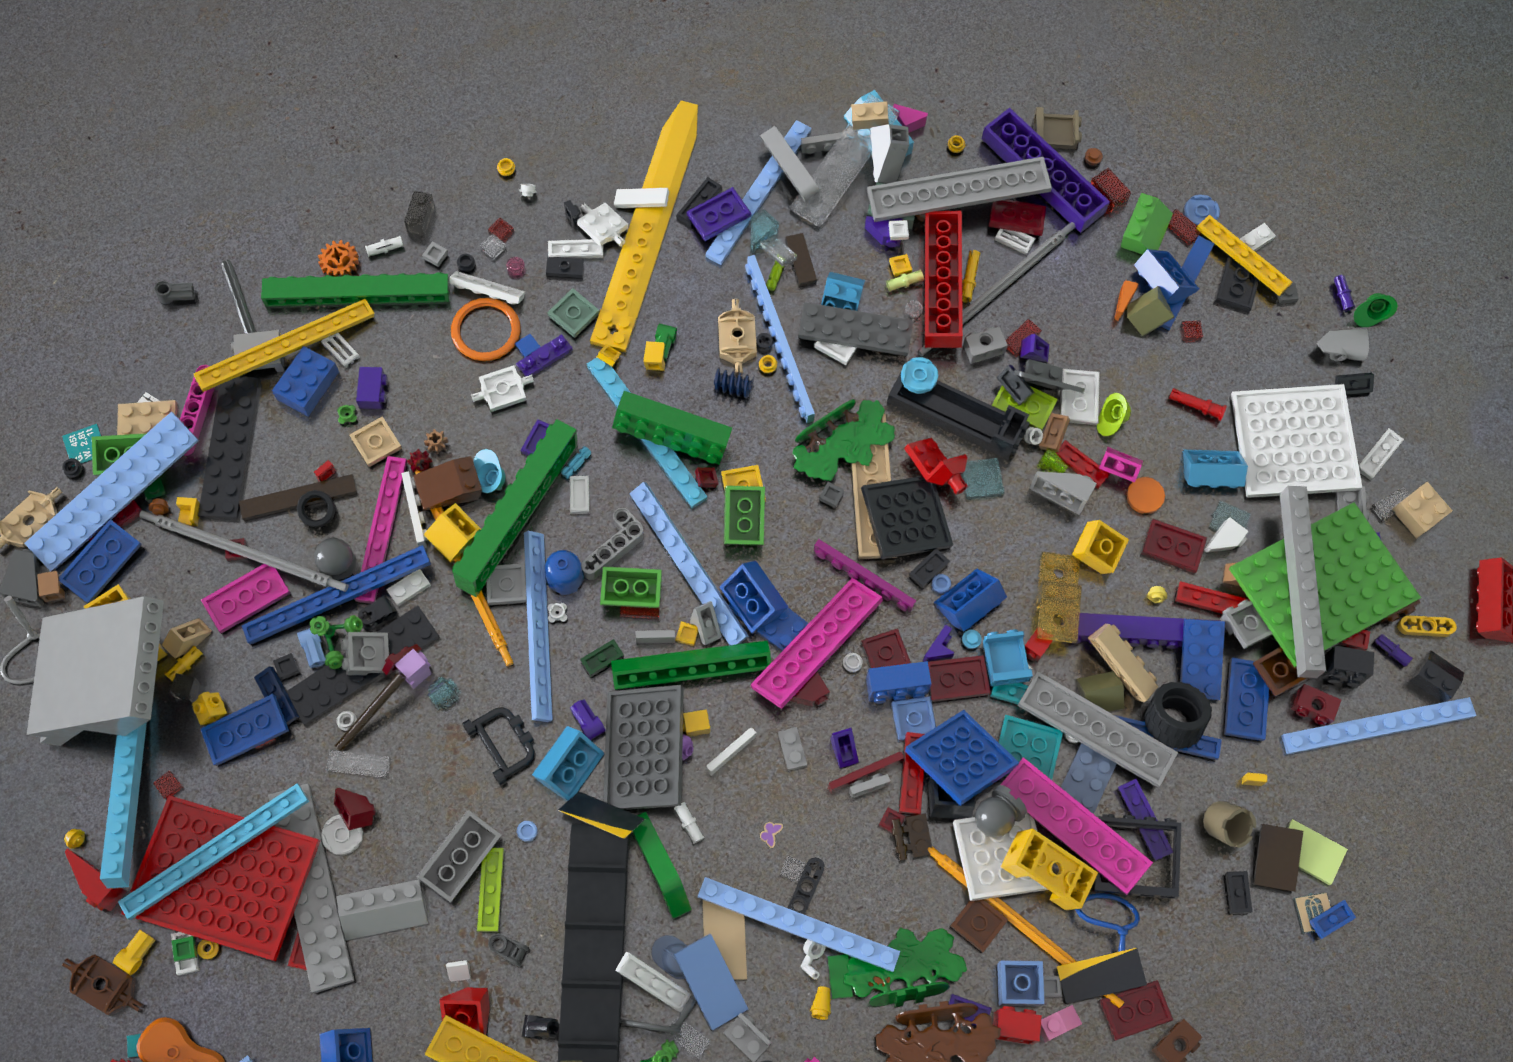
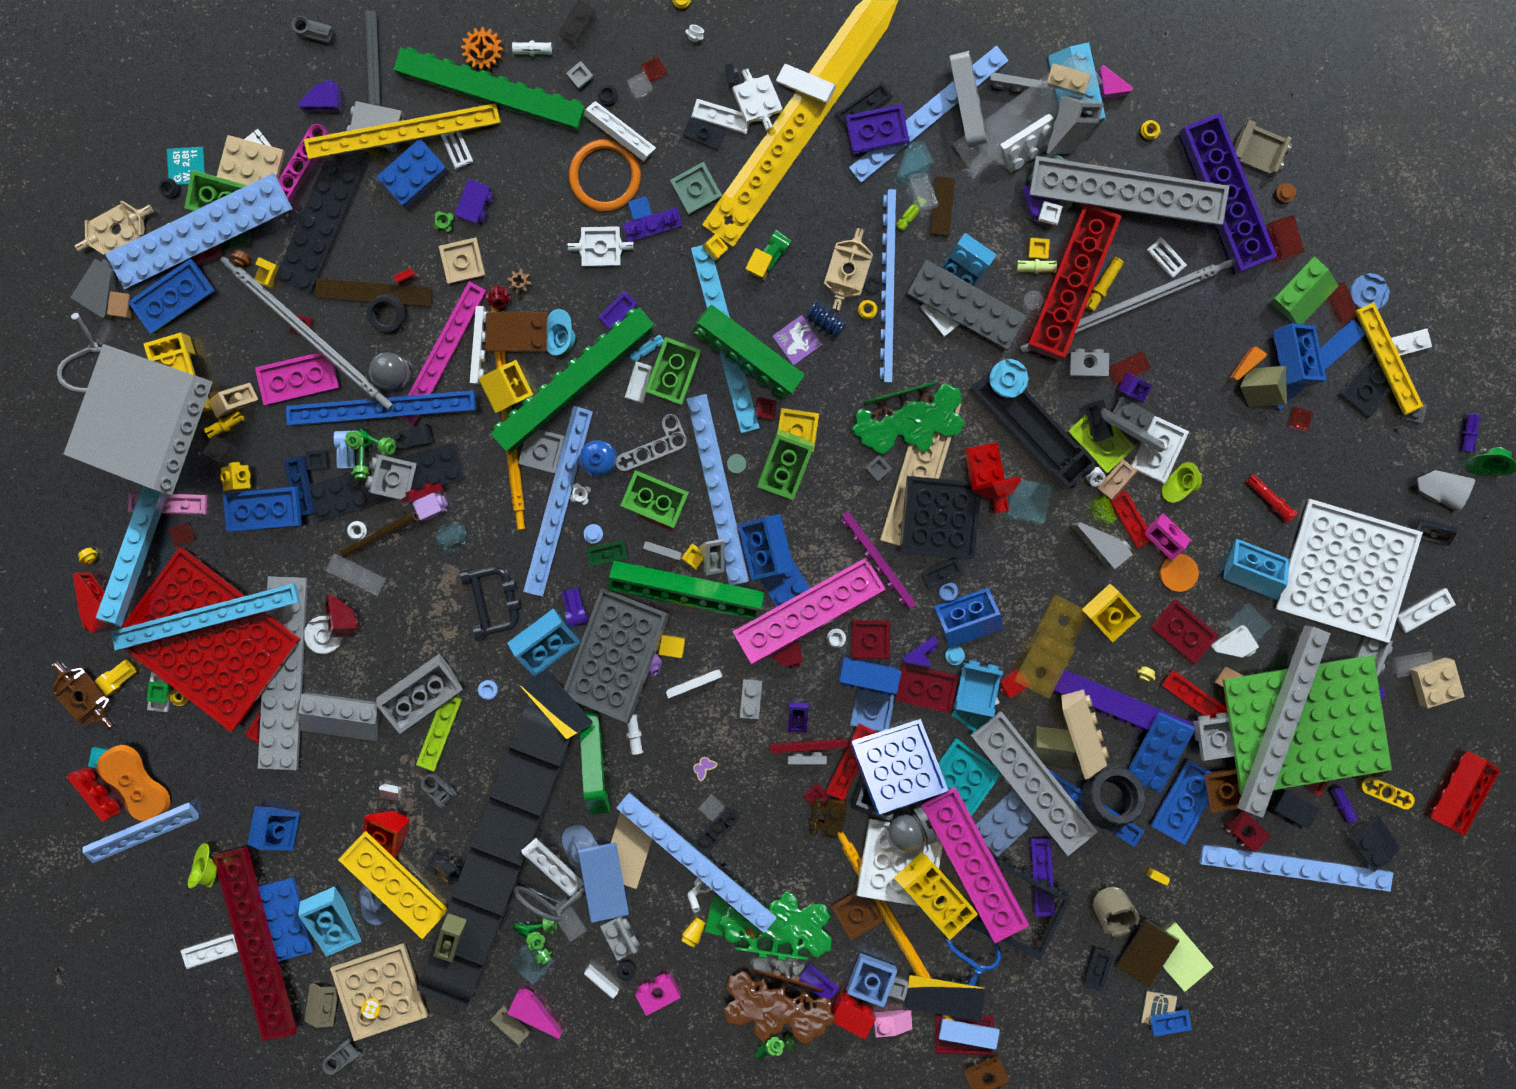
camera: 25 degrees right, 20 degrees up
(155, 756) = (176, 503): none -> bright pink tile
(200, 344) = (322, 97): none -> dark purple slope
(408, 587) = (449, 421): white plate -> none
(515, 265) = (655, 115): clear pink plate -> none
(582, 644) = (593, 533): none -> light blue plate
(608, 471) = (673, 371): none -> bright green brick
(697, 535) = (736, 463): none -> sand green tile
(715, 408) = (797, 340): none -> medium lavender sticker
(853, 184) = (1027, 143): none -> white plate
(1018, 216) = (1180, 237): dark red tile -> none
(1140, 1004) = (969, 1034): none -> light blue tile

